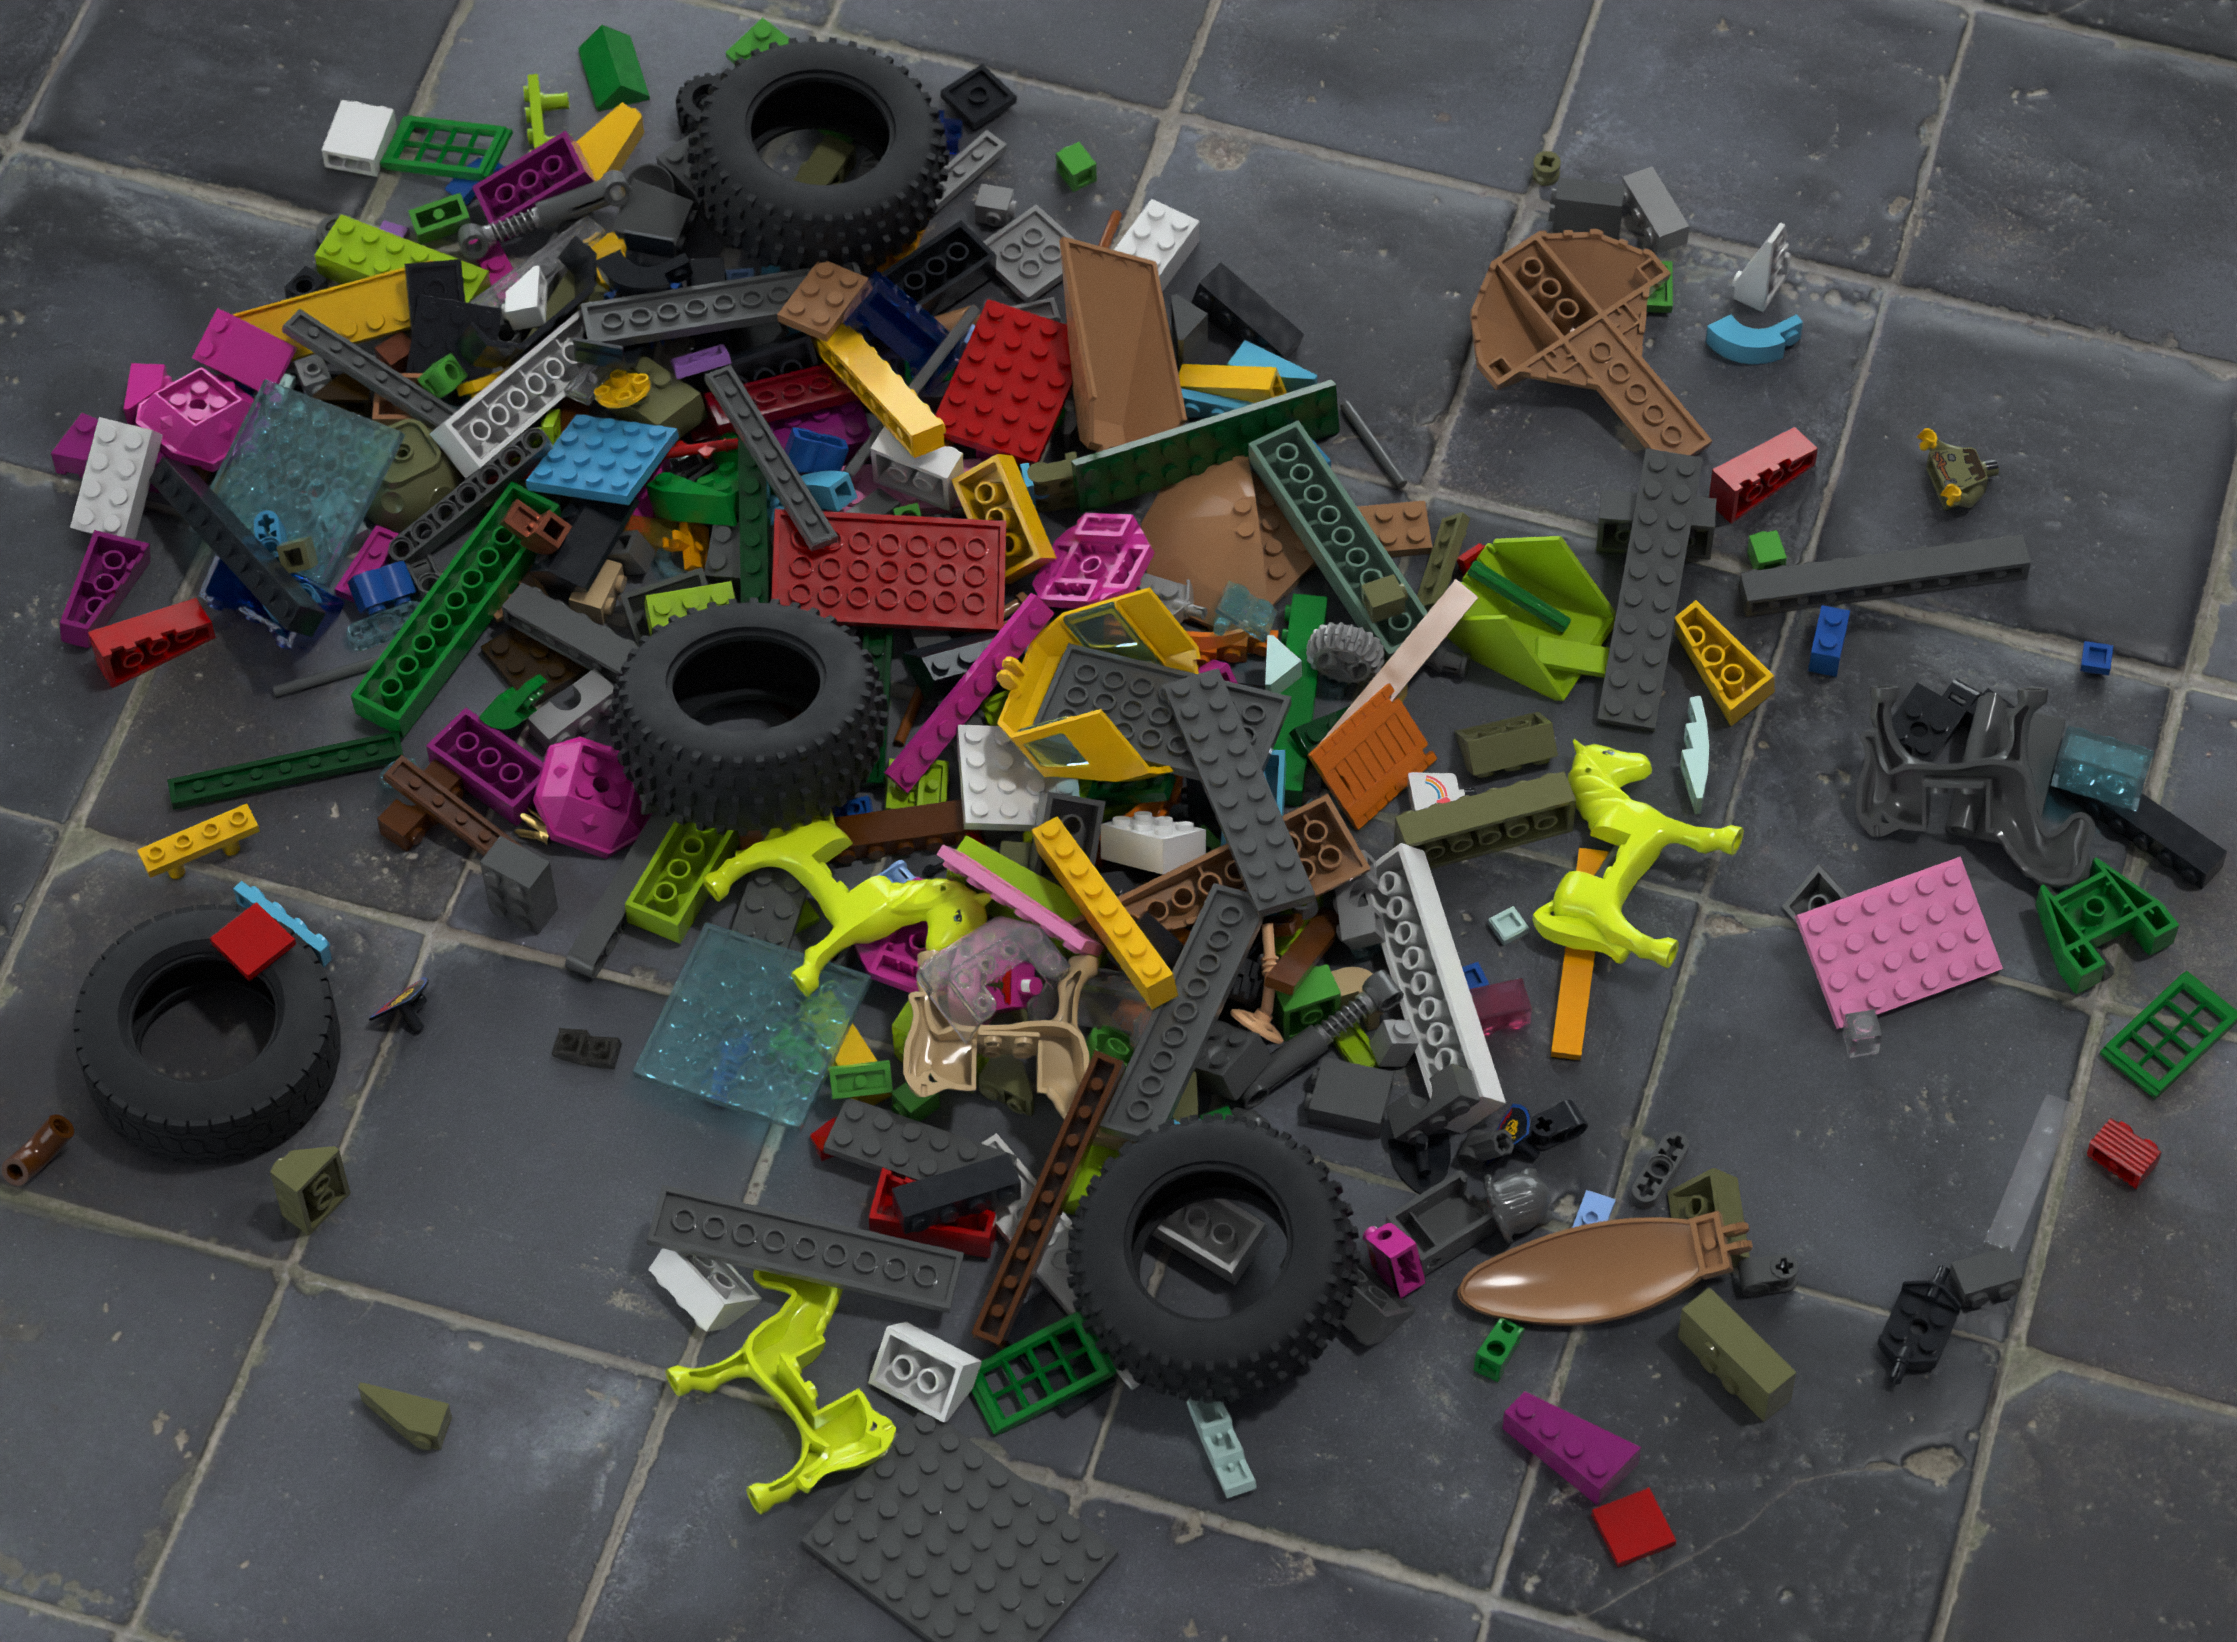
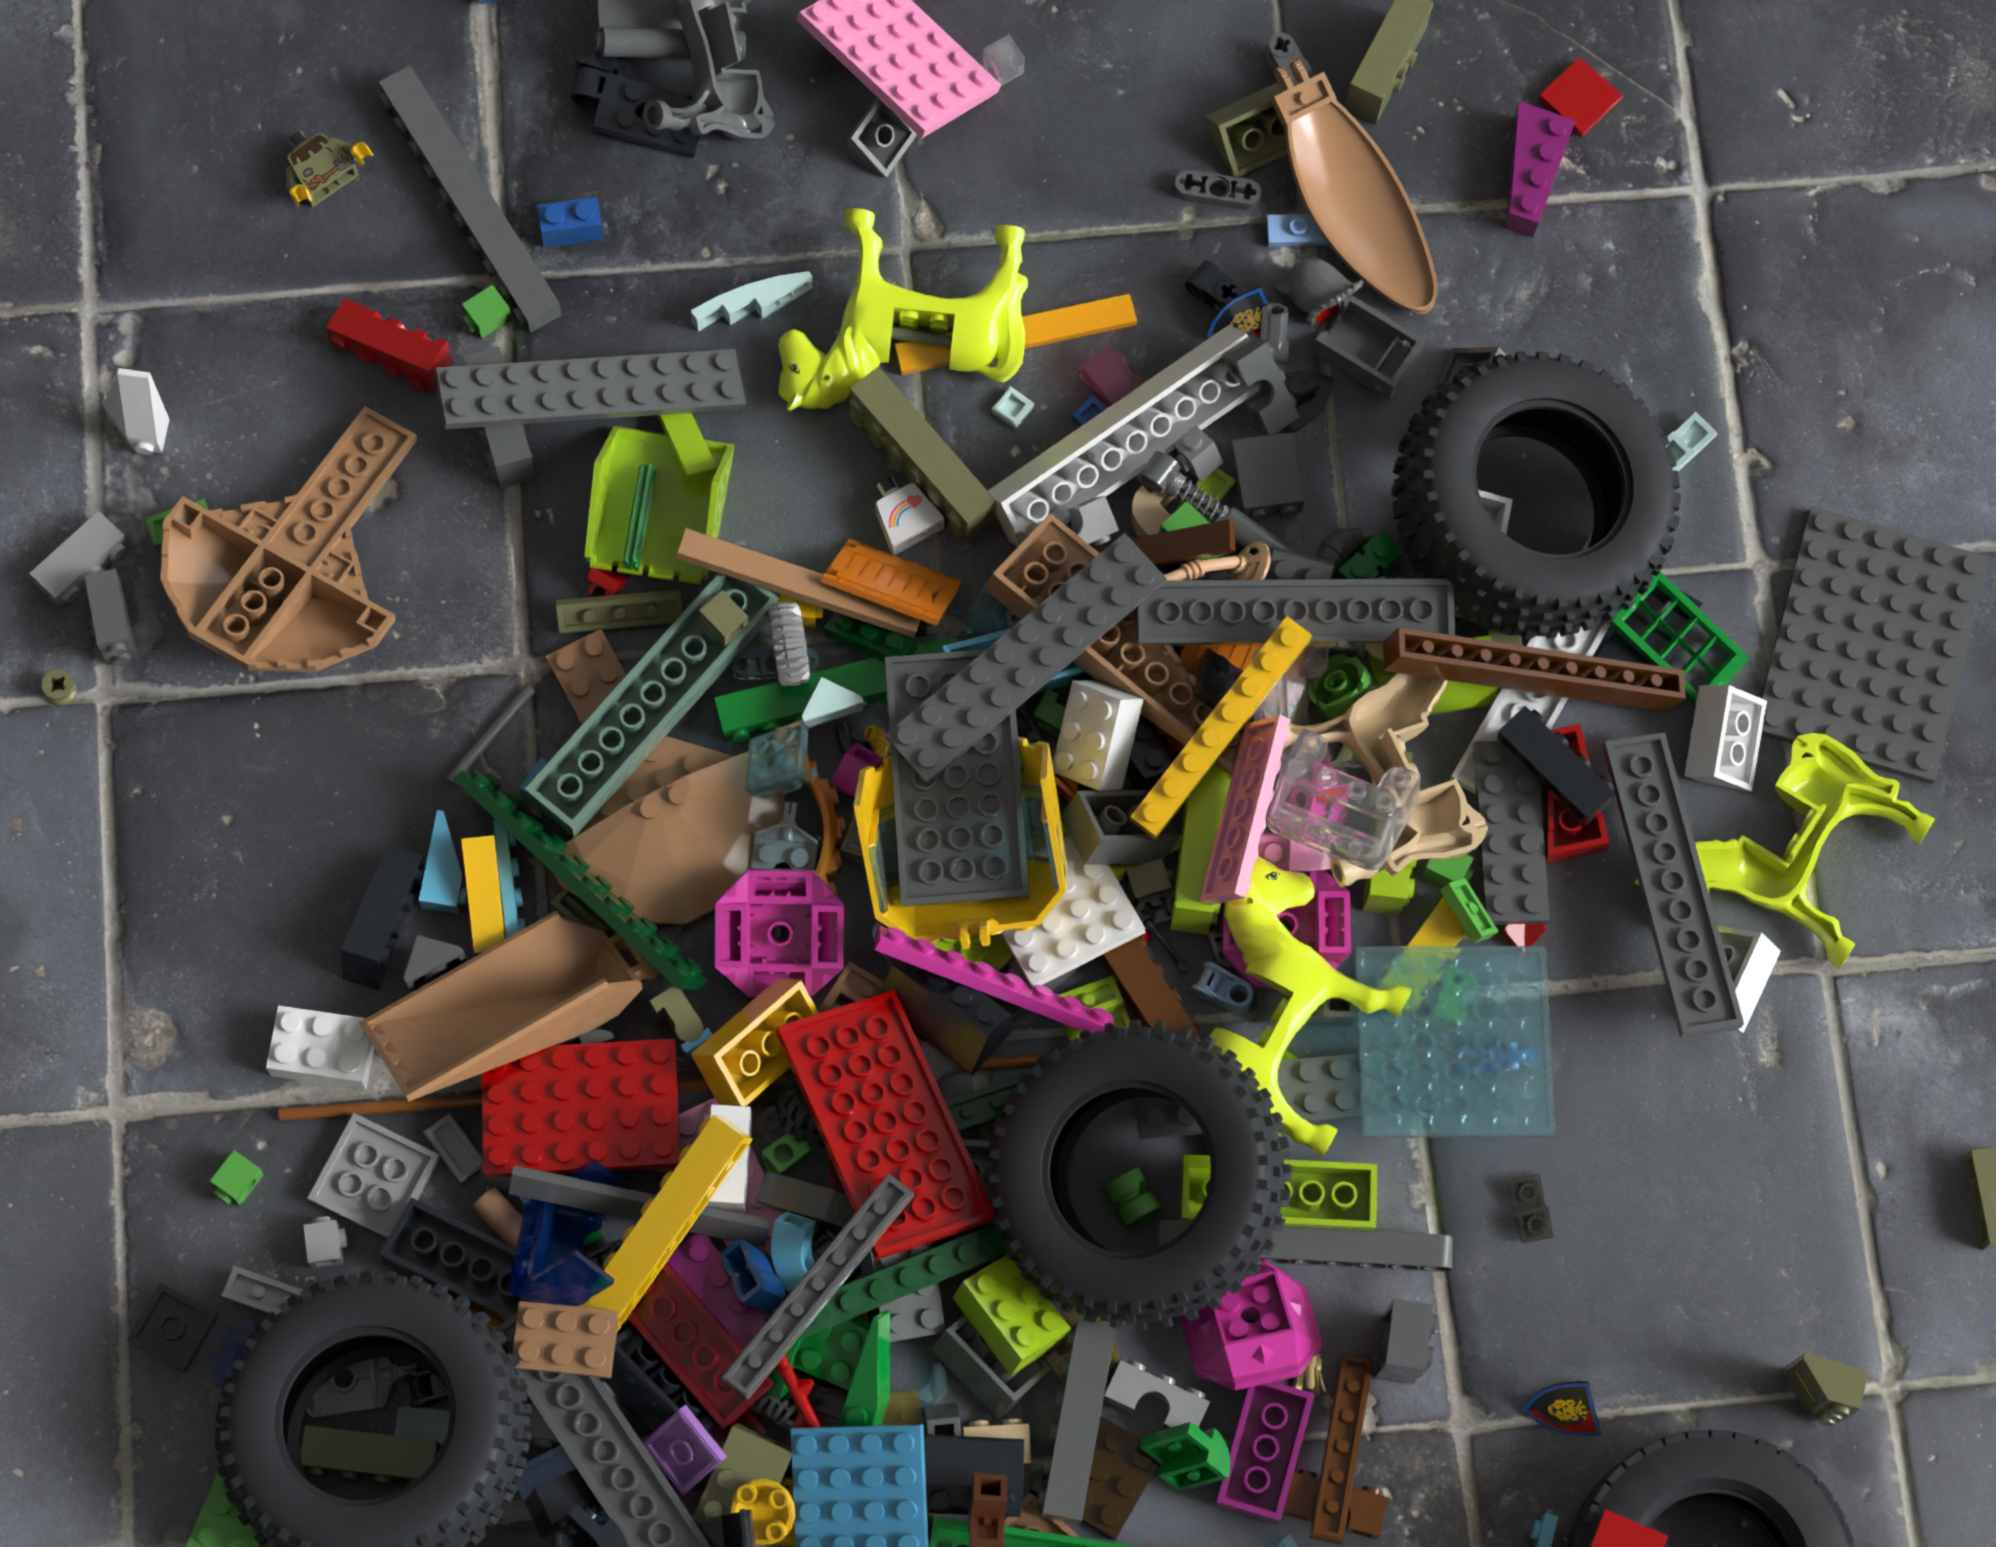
camera: 120 degrees left, 15 degrees up
(692, 541) = (910, 1362): light orange plate -> none
(1387, 1249) = (1425, 363): dark pink torso -> none
(1498, 1349) = (1463, 259): green leg -> none
(1507, 744) = (809, 476): olive slope -> none
(1725, 665) = (643, 302): yellow wedge -> none
(1752, 345) = (227, 421): medium azure arch -> none

